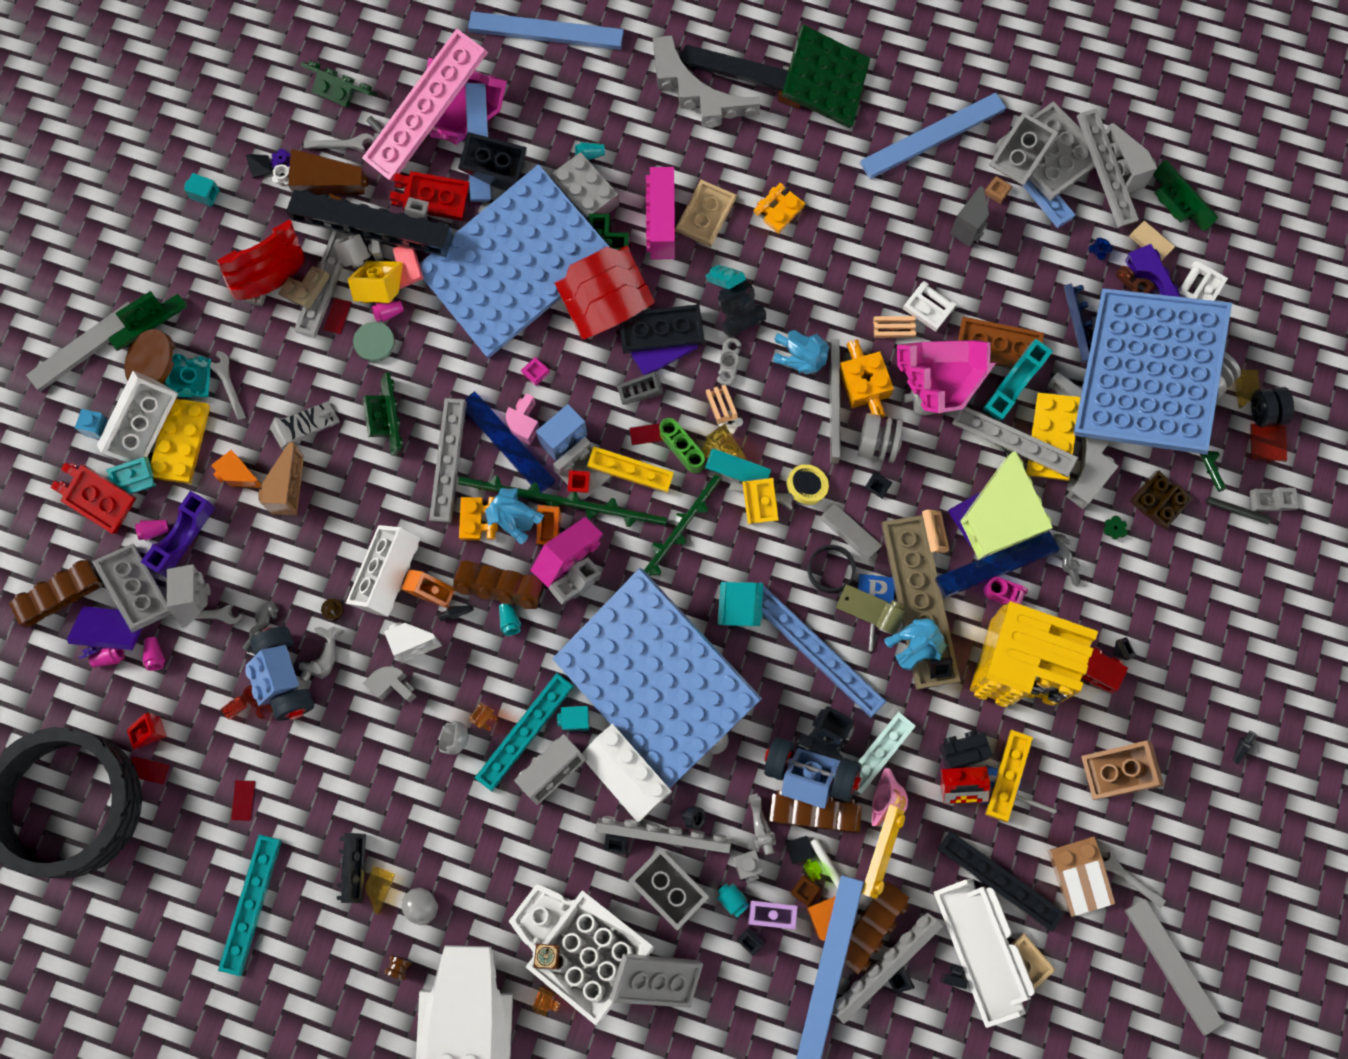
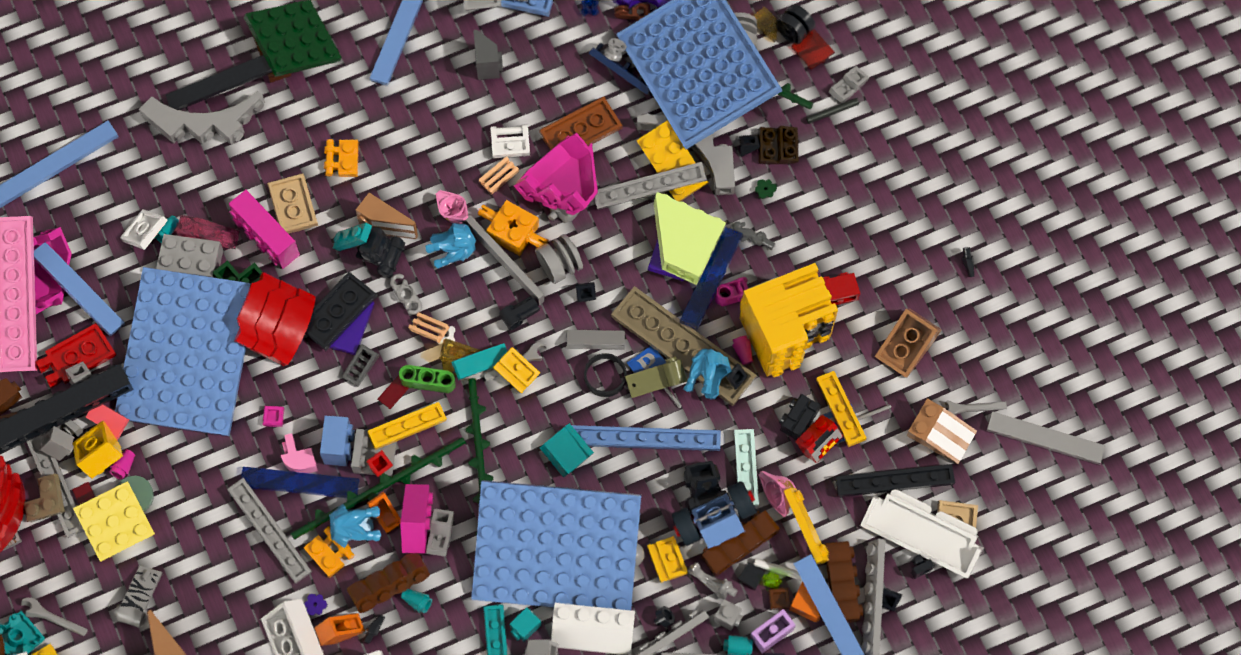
camera: 45 degrees left, 5 degrees down
(338, 349) = (113, 521): none -> light yellow plate
(381, 415) = (191, 539): dark green bracket -> none
(430, 545) = (312, 599): none -> dark purple plant
(493, 160) = (104, 292): black slope -> none
(570, 136) = (143, 229): none -> white tile
(618, 178) = (203, 229): none -> clear pink slope
(741, 770) = (667, 559): none -> yellow plate
(763, 277) = (382, 215): none -> medium nougat slope
(800, 453) = (514, 315): none -> black piece
(807, 484) = (538, 332): tile -> none
(830, 320) = (452, 206): none -> bright pink hat
(935, 531) = (651, 290): light nougat tile -> none
(969, 649) = (743, 349): none -> dark pink cone
(998, 190) = (484, 22): medium nougat tile -> none
(1017, 379) = (615, 152): teal arch -> none
(1089, 300) = (615, 49): none -> light grey wheel
(1124, 649) = (840, 264): black slope -> none
(1135, 477) = (748, 144): none -> black slope

